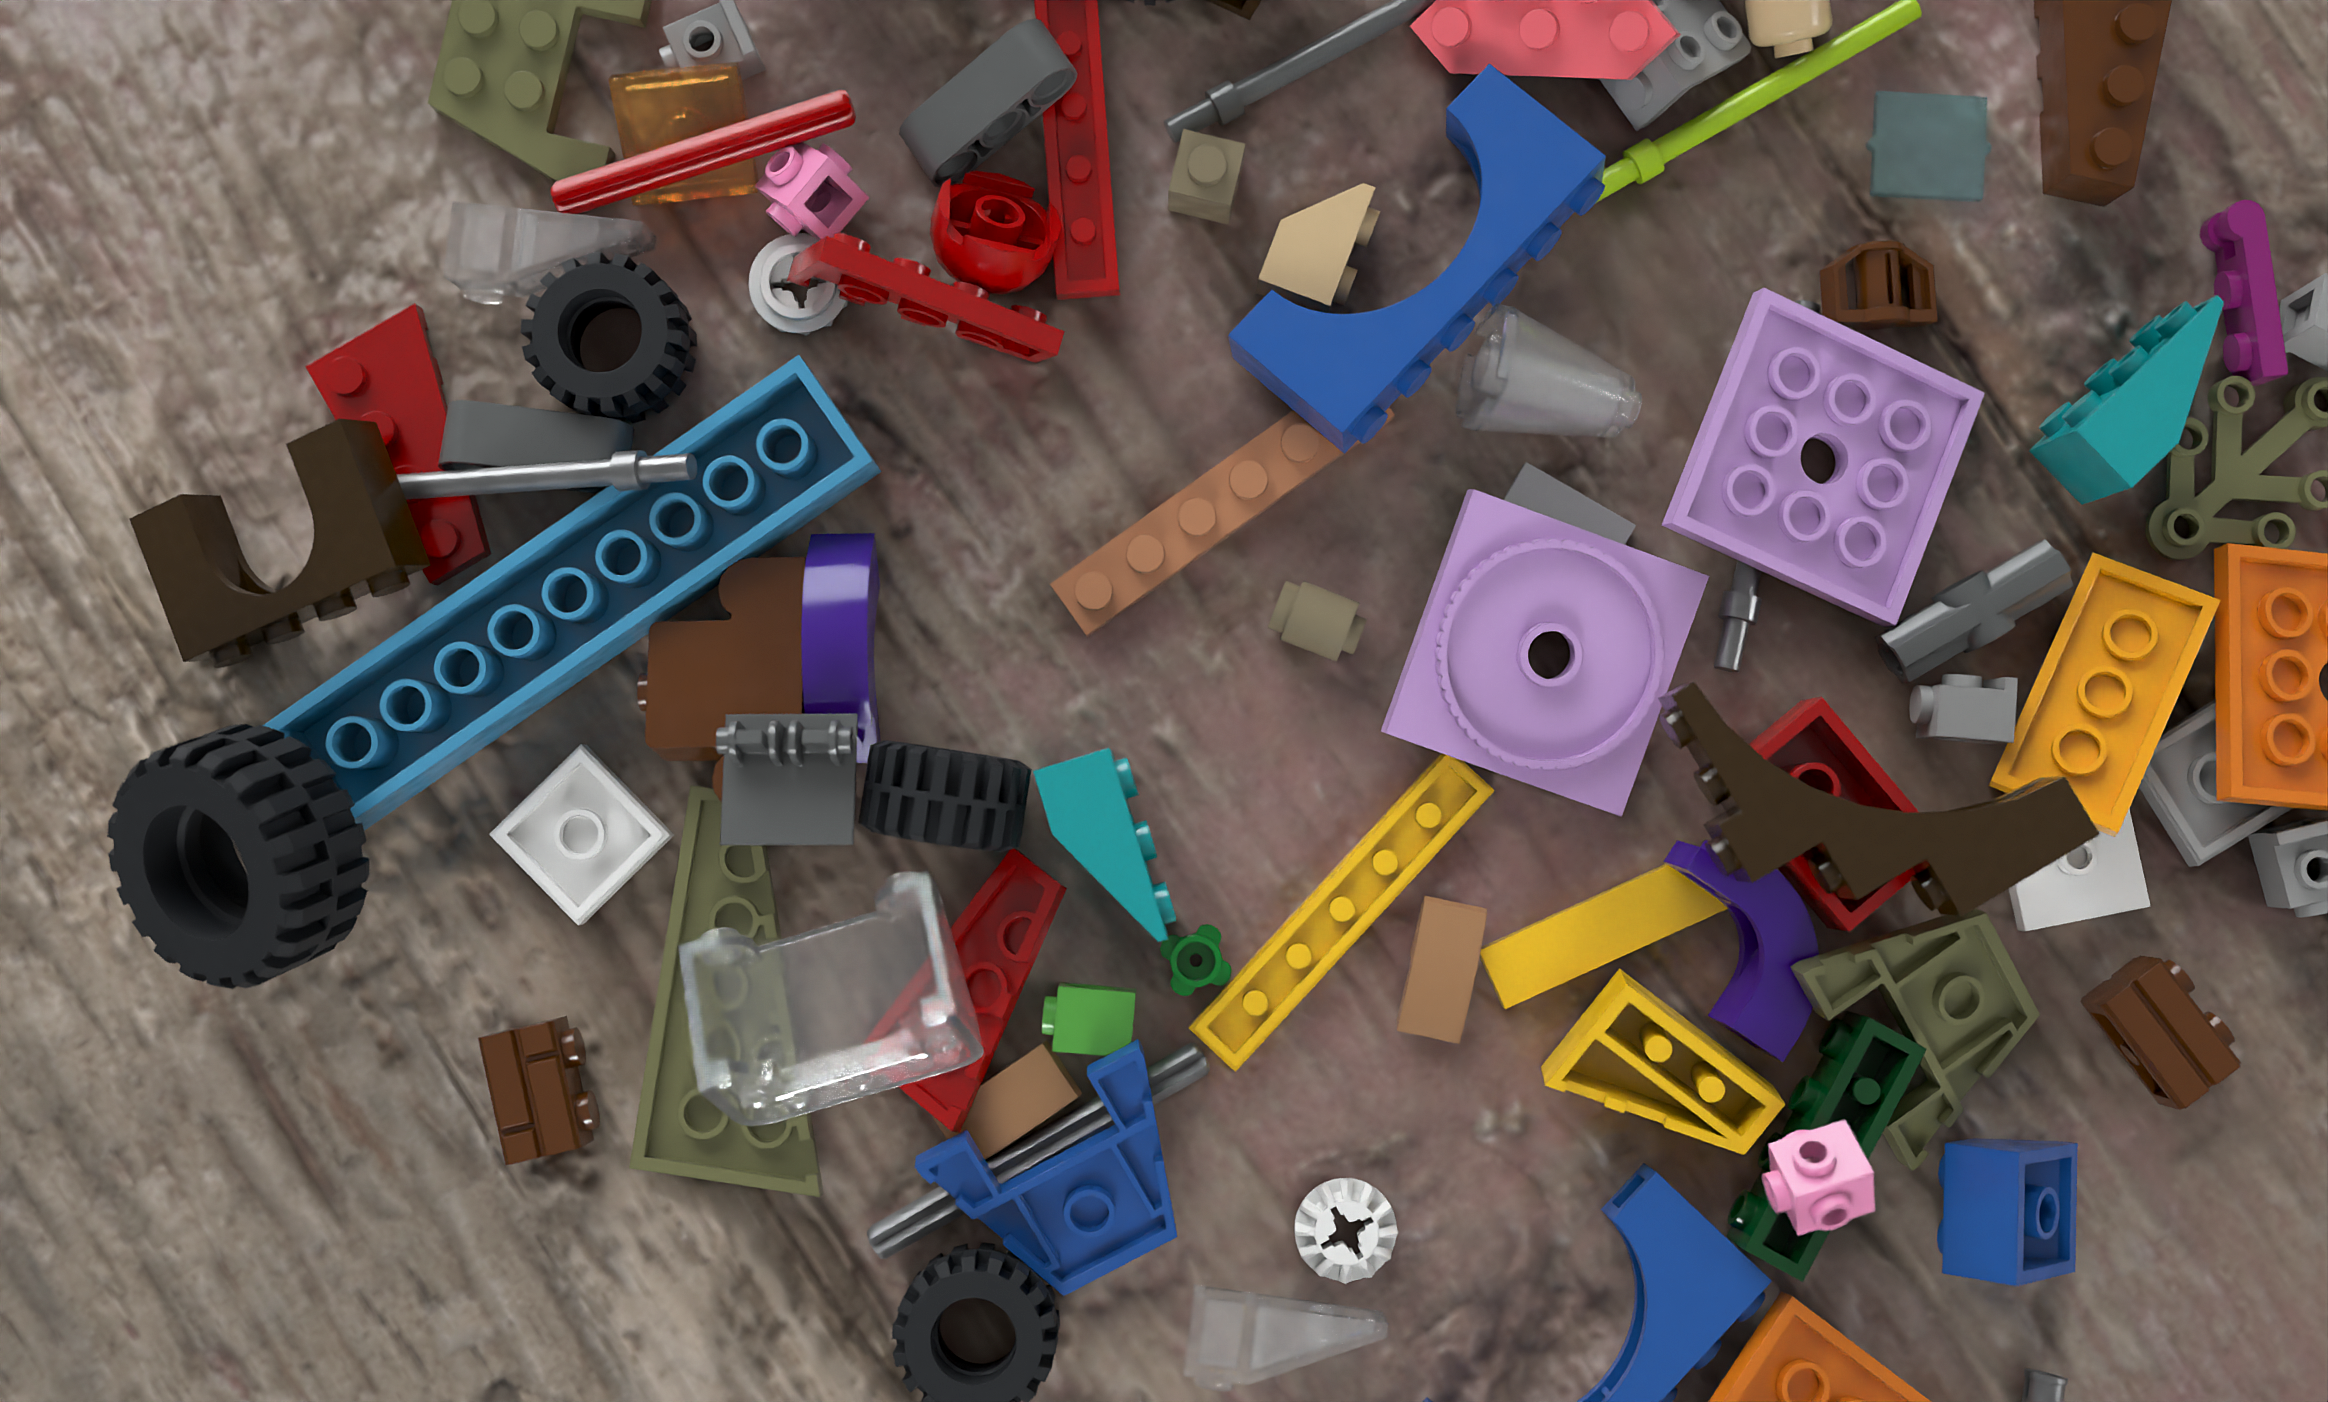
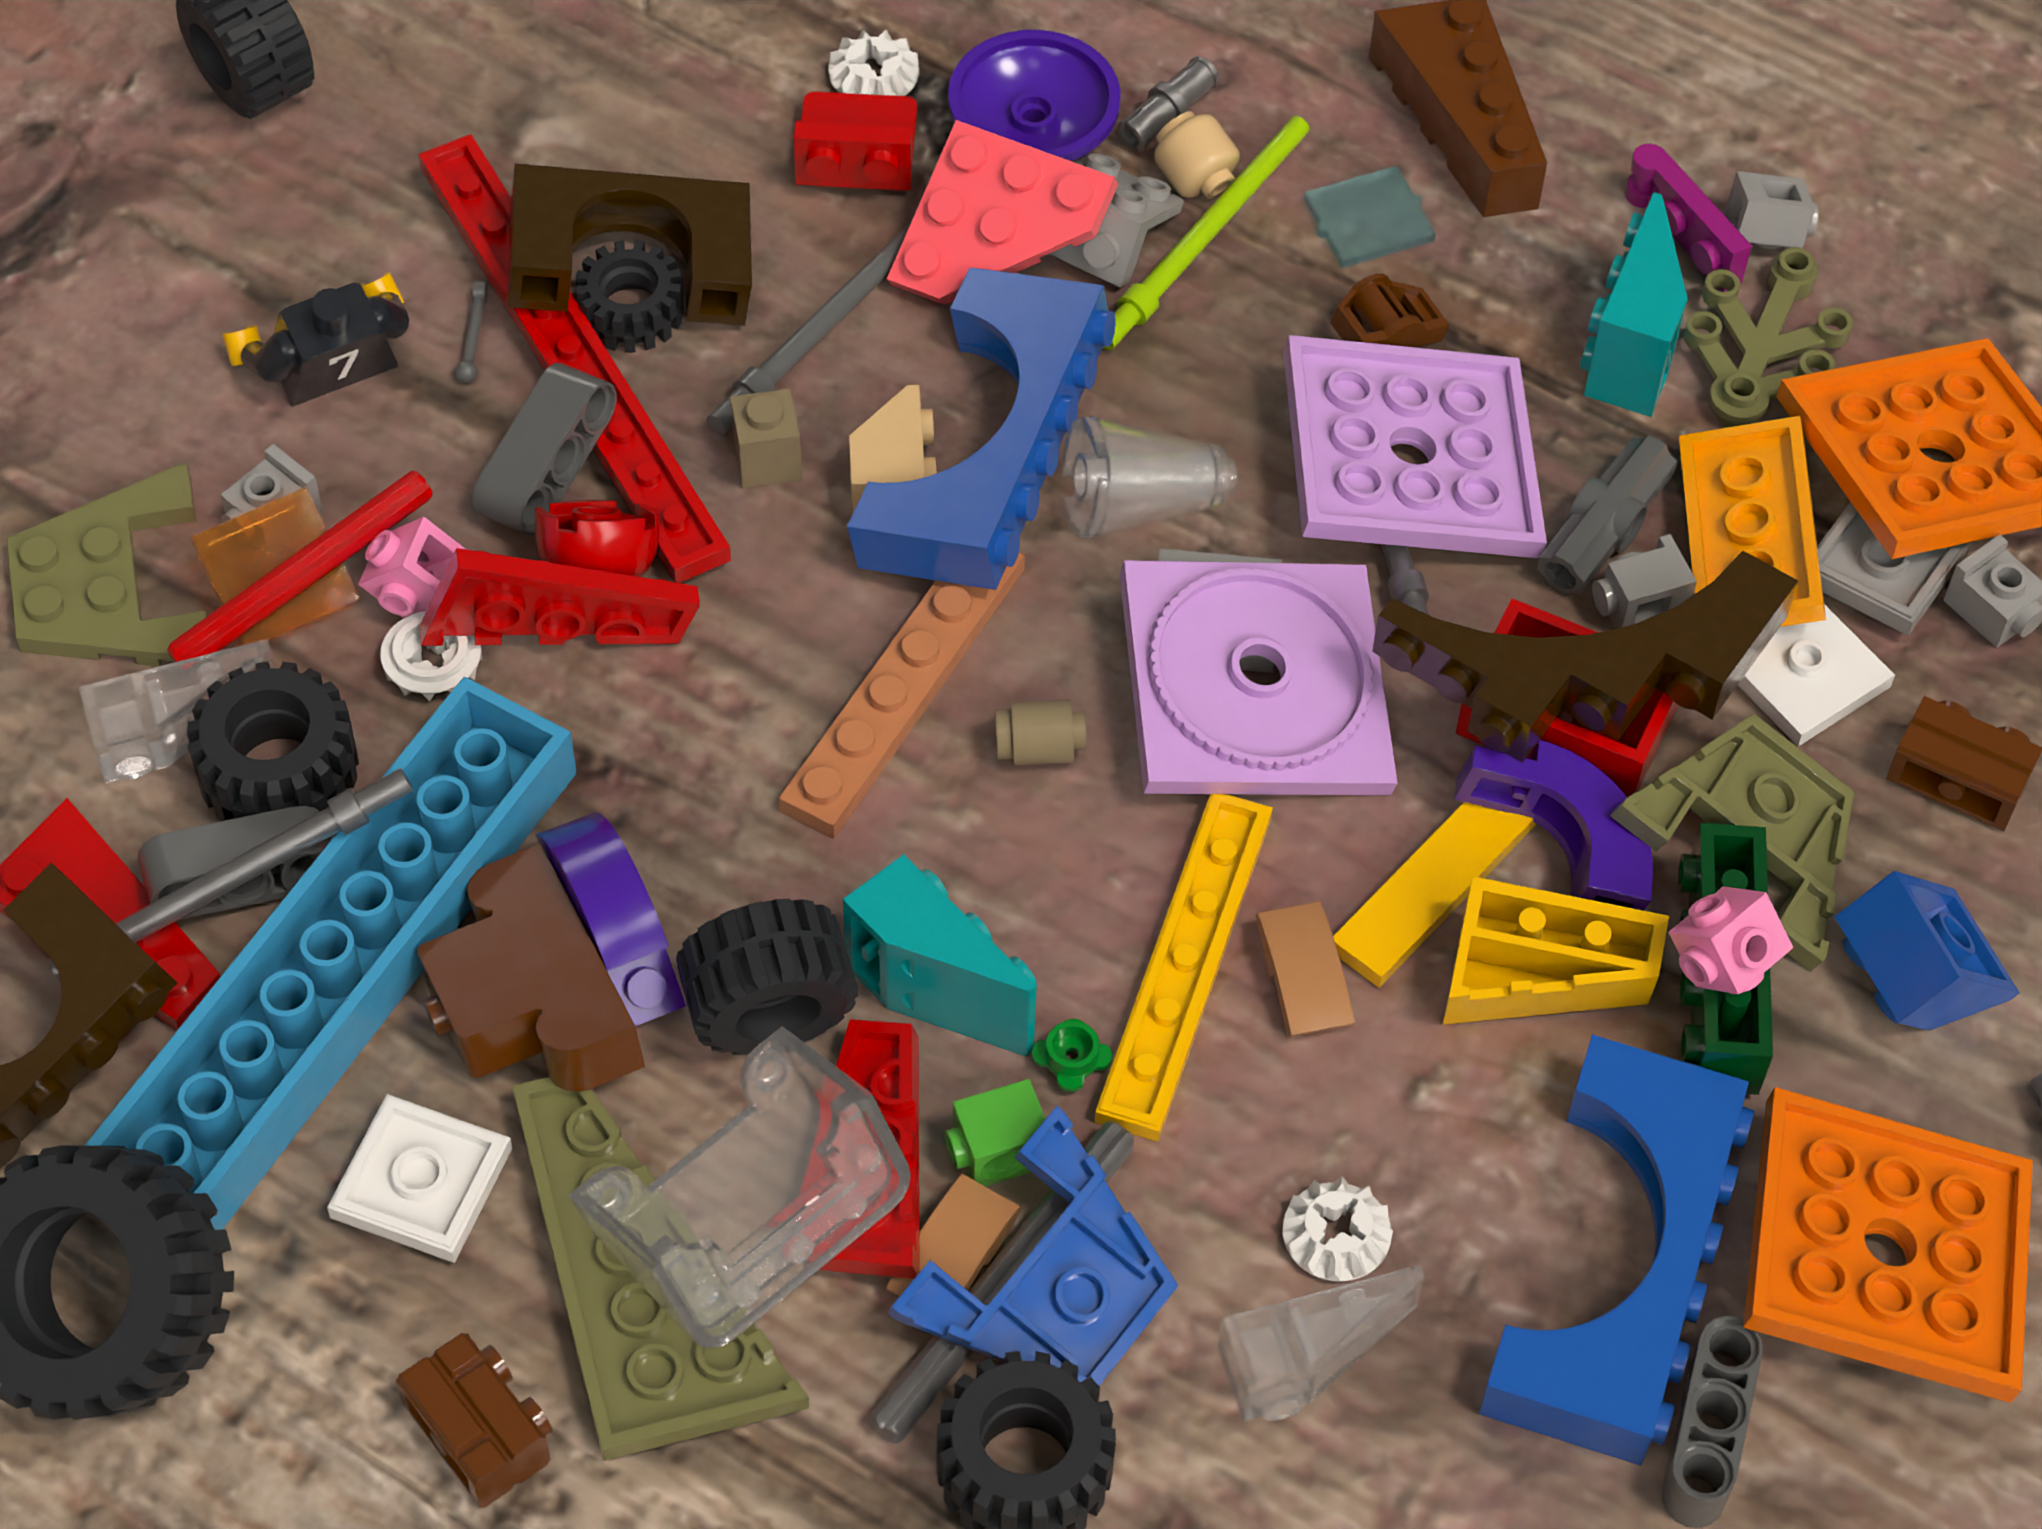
camera: 30 degrees left, 30 degrees down
(788, 779) = (613, 994): dark grey hinge -> none

